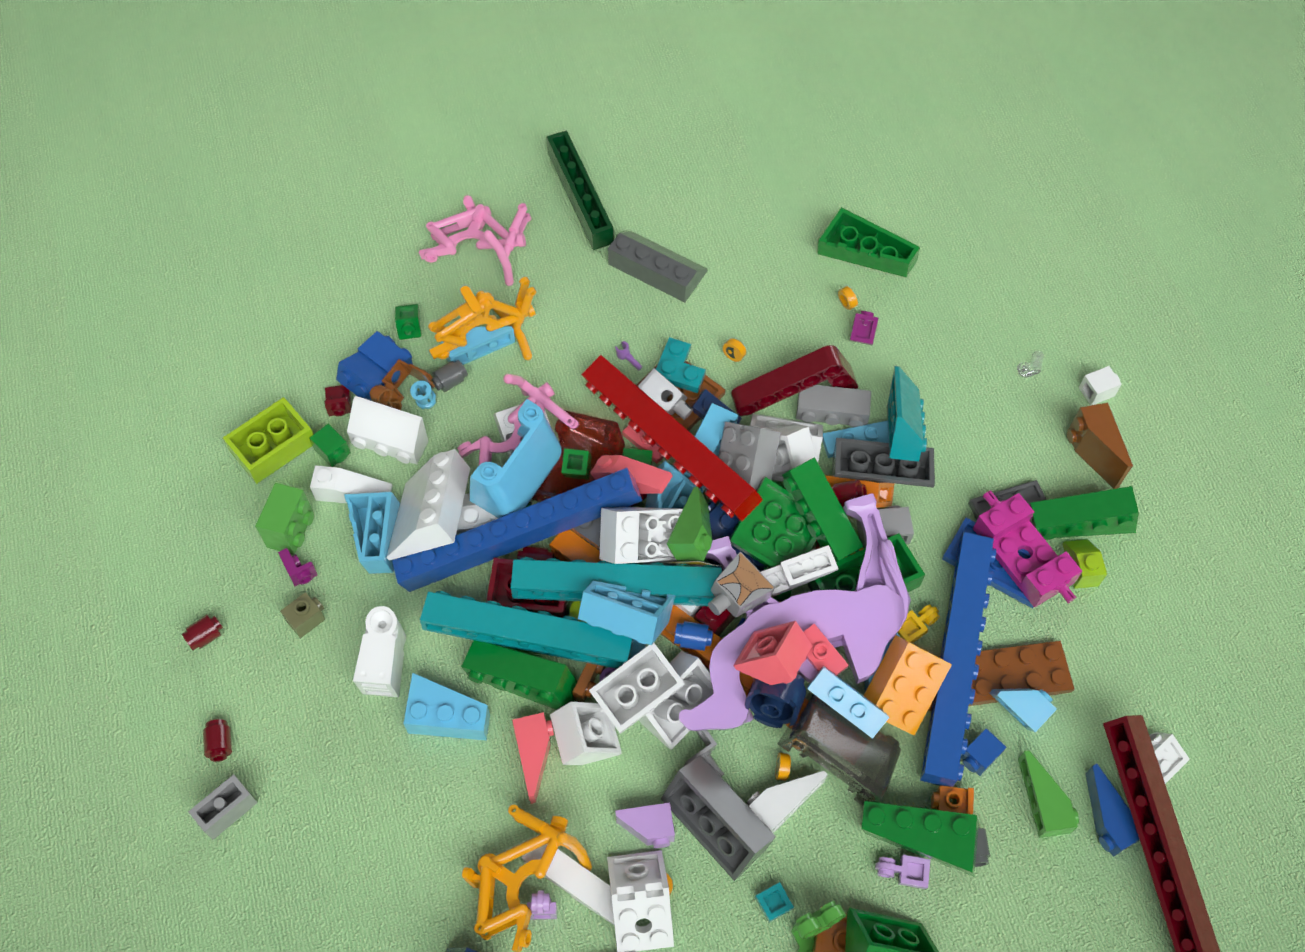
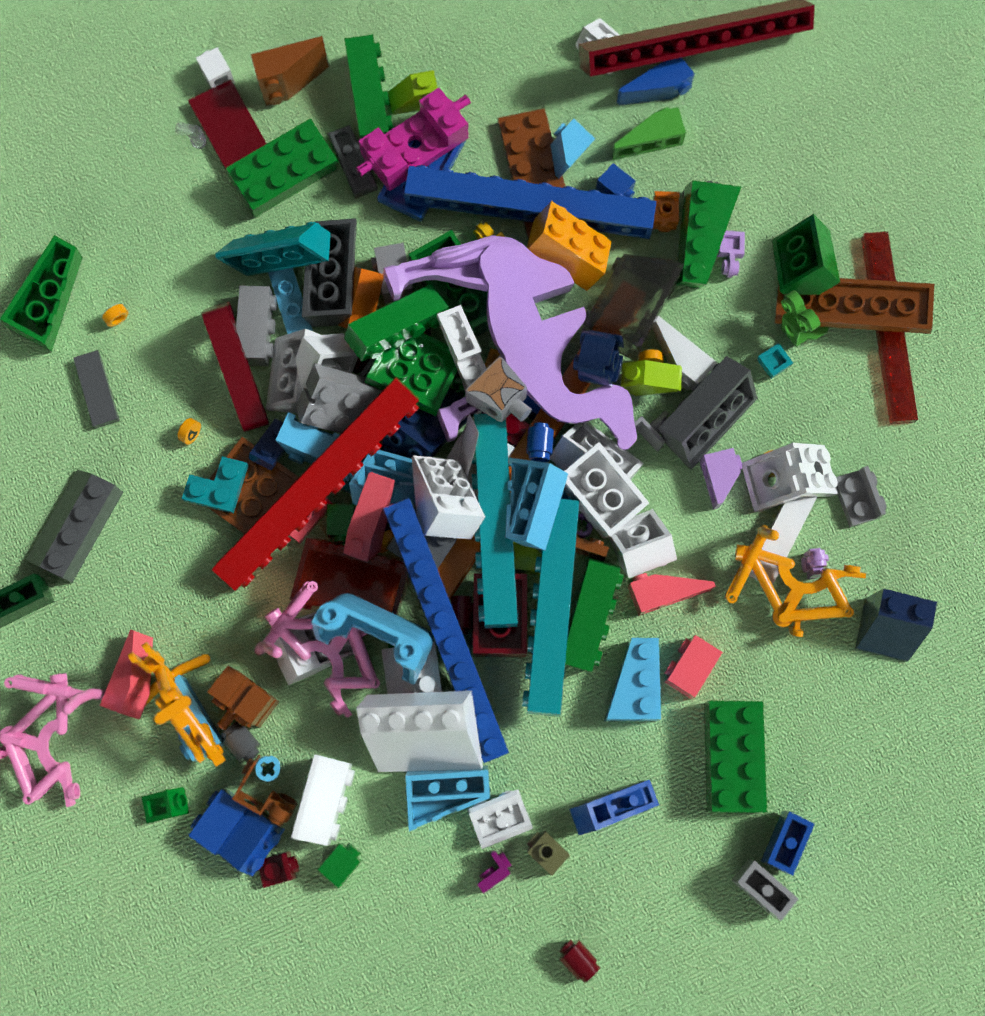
camera: 95 degrees left, 15 degrees up
(217, 740) = (693, 915): dark red brick -> none
(262, 836) = (787, 842): none -> blue brick
(269, 440) = (341, 936): lime brick -> none
(285, 518) = (442, 893): bright green brick -> none
(331, 679) = (614, 807): none -> blue slope
(332, 483) = (391, 830): white slope -> none
(342, 577) = (499, 818): none -> white bracket
(356, 798) = (735, 756): none -> green brick
(380, 654) = (591, 755): white piece -> none
(453, 768) = (692, 667): none -> coral brick
(483, 376) = (241, 699): none -> dark orange brick
(506, 291) = (129, 683): none -> coral slope
(576, 464) = (353, 579): green brick -> none
(625, 354) = (199, 547): medium lavender hand -> none
(659, 388) = (255, 499): torso -> none
(692, 533) = (442, 443): bright green slope -> none
(758, 758) = (651, 377): none -> lime slope
(774, 653) = (567, 355): coral slope -> none
(779, 284) = (96, 389): none -> dark grey tile
(823, 653) = (554, 316): coral plate -> none
(848, 702) = (600, 291): plate -> none
(849, 490) = (373, 297): dark red brick -> none
(864, 328) = (154, 297): magenta bracket -> none
(994, 434) = (282, 168): none -> green brick
(1037, 398) = (227, 123): none -> dark red tile

